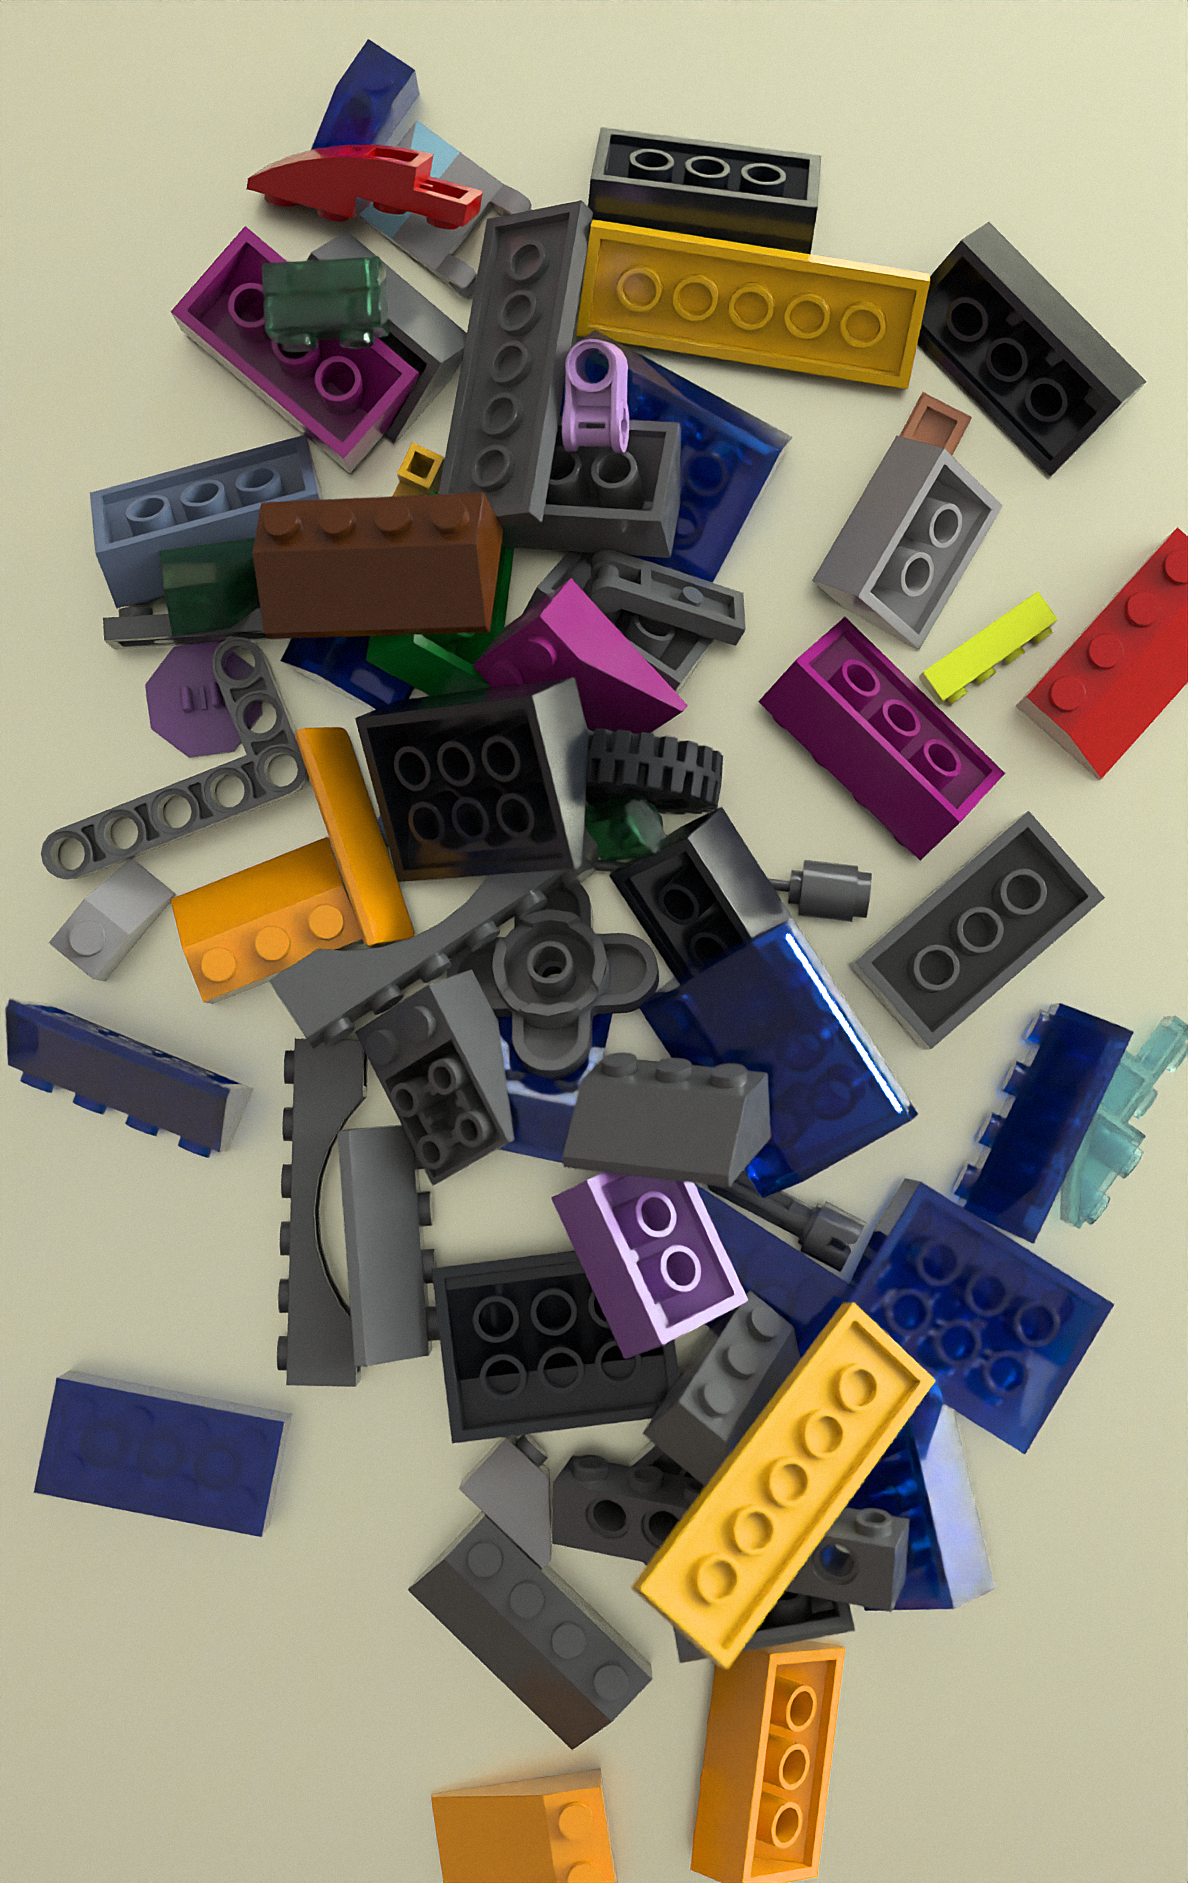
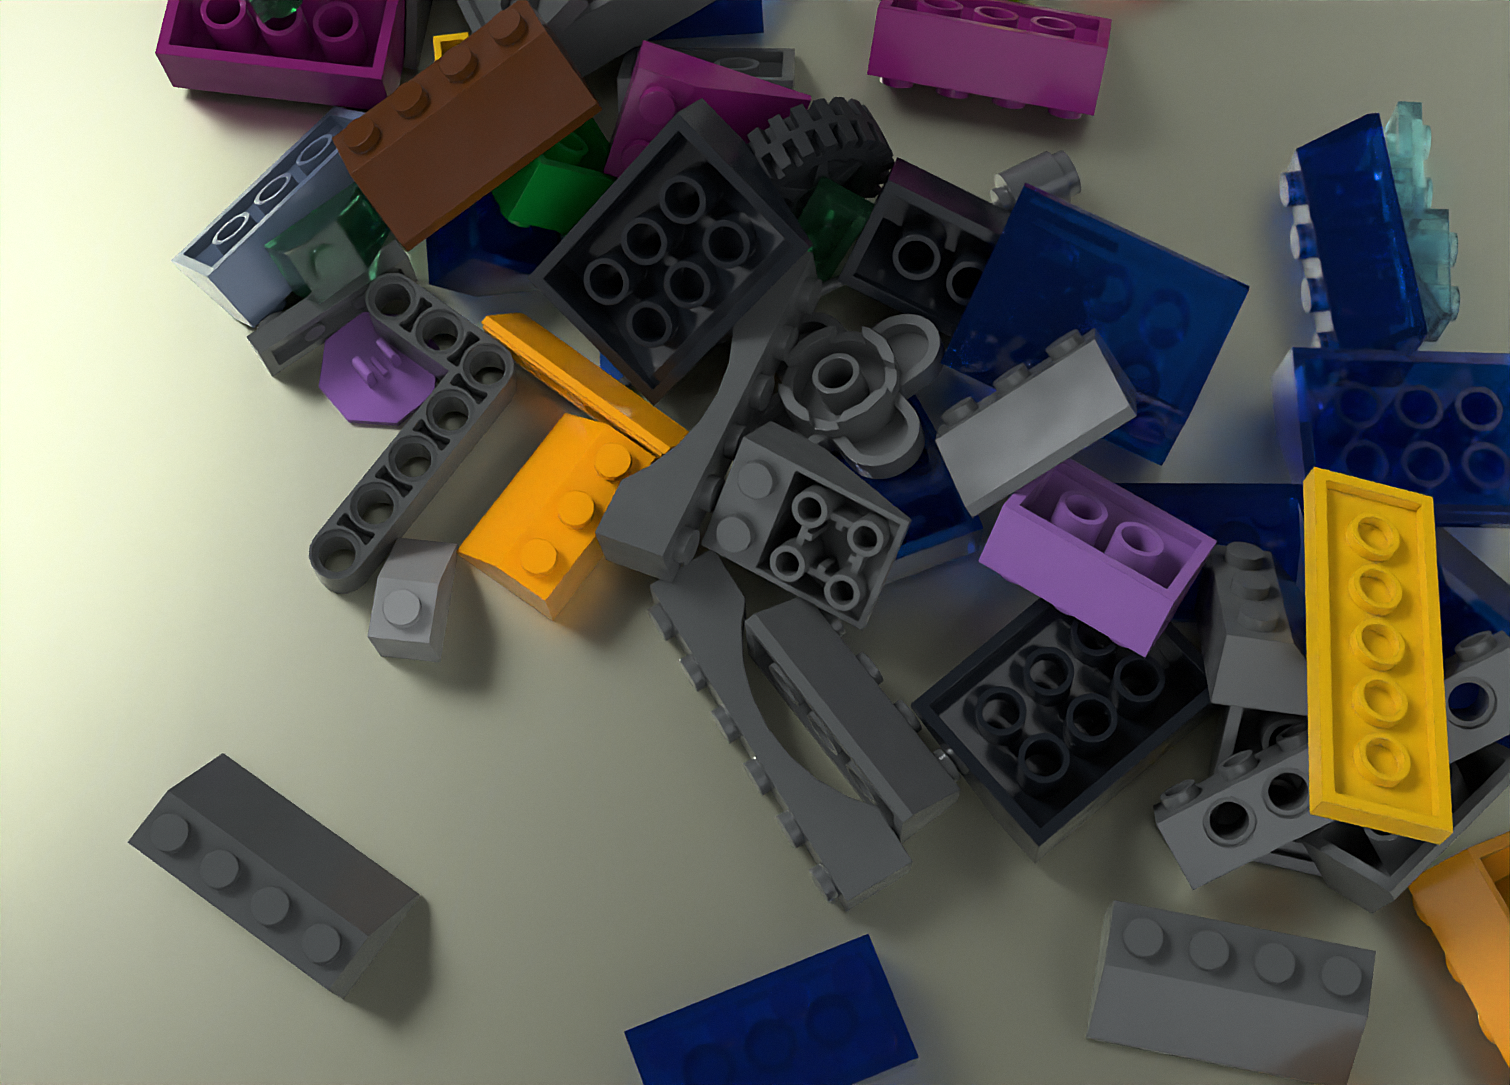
camera: 30 degrees left, 15 degrees down
(124, 1075) = (510, 706): clear blue slope -> none
(515, 1493) = (1125, 866): light grey slope -> none
(666, 596) = (730, 37): dark grey plate -> none
(821, 1230) = (1224, 464): dark grey piece -> none
(976, 931) = (1185, 133): dark grey brick -> none

